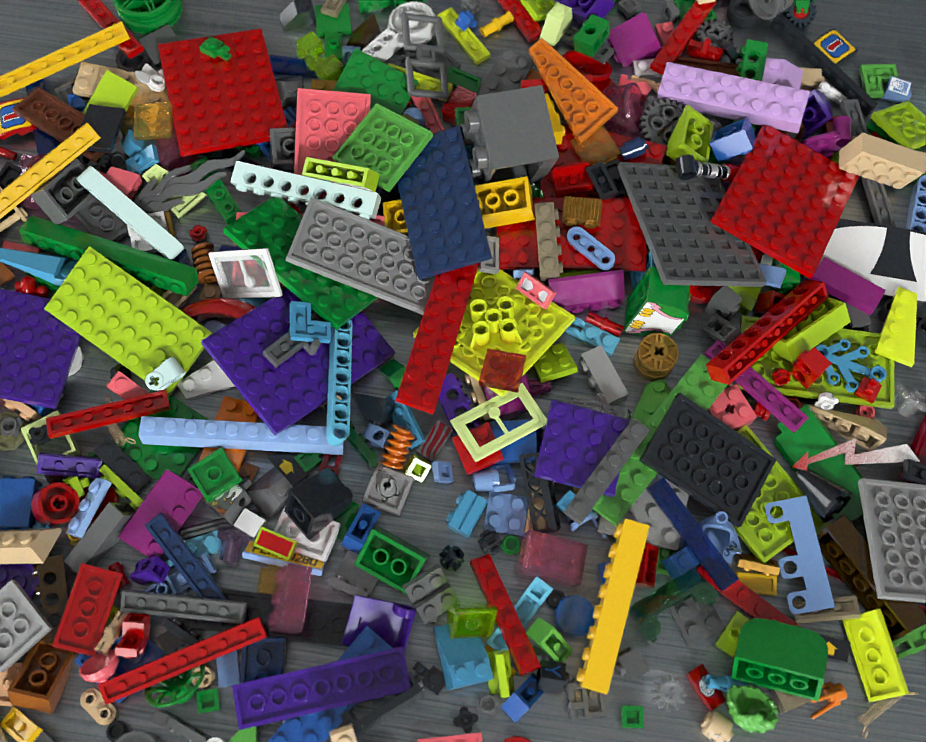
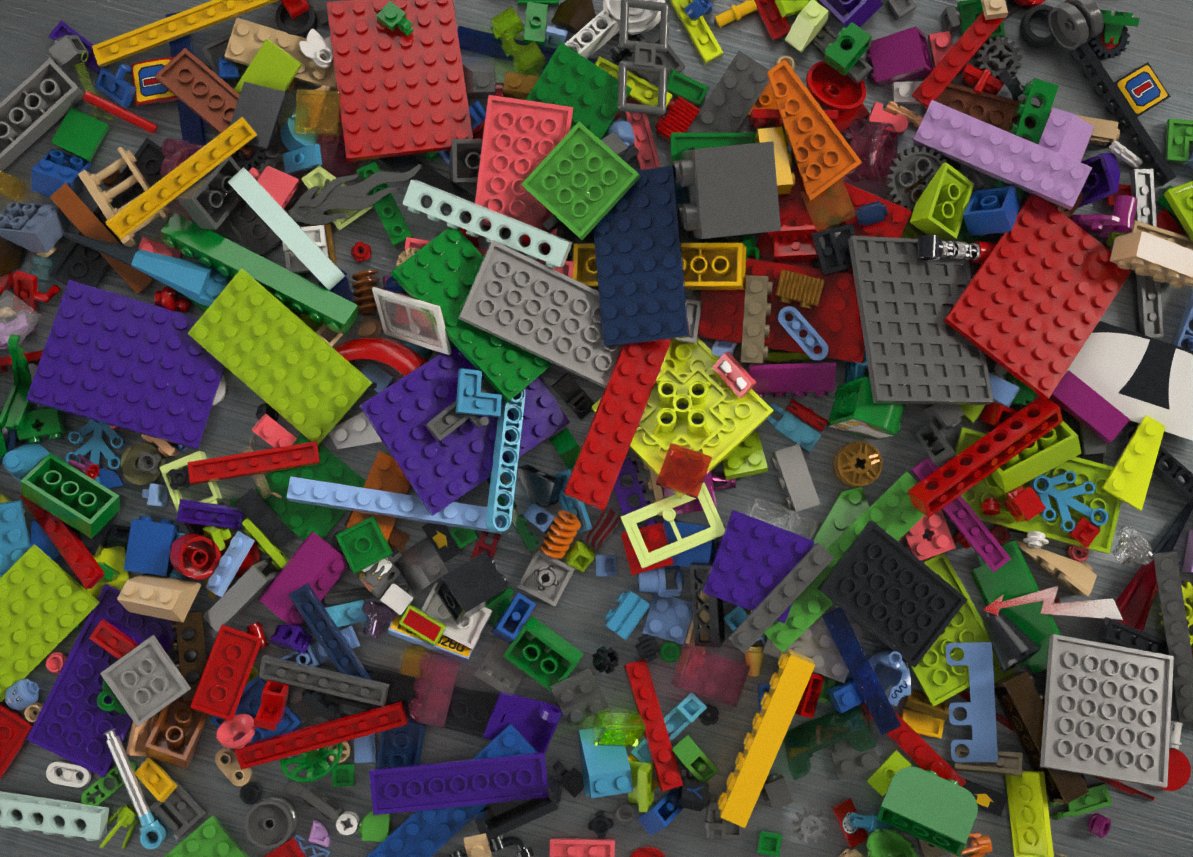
camera: 10 degrees right, 15 degrees up
(19, 456) = (156, 495): none -> light blue tile
(111, 633) = (249, 699): tan pin -> none
(167, 373) = (318, 426): light aqua piece -> none
(341, 174) = (529, 214): lime brick -> none
(396, 331) = (573, 395): none -> black slope
(574, 615) = (725, 735): blue tile -> none
(591, 538) = (754, 659): none -> light yellow cone

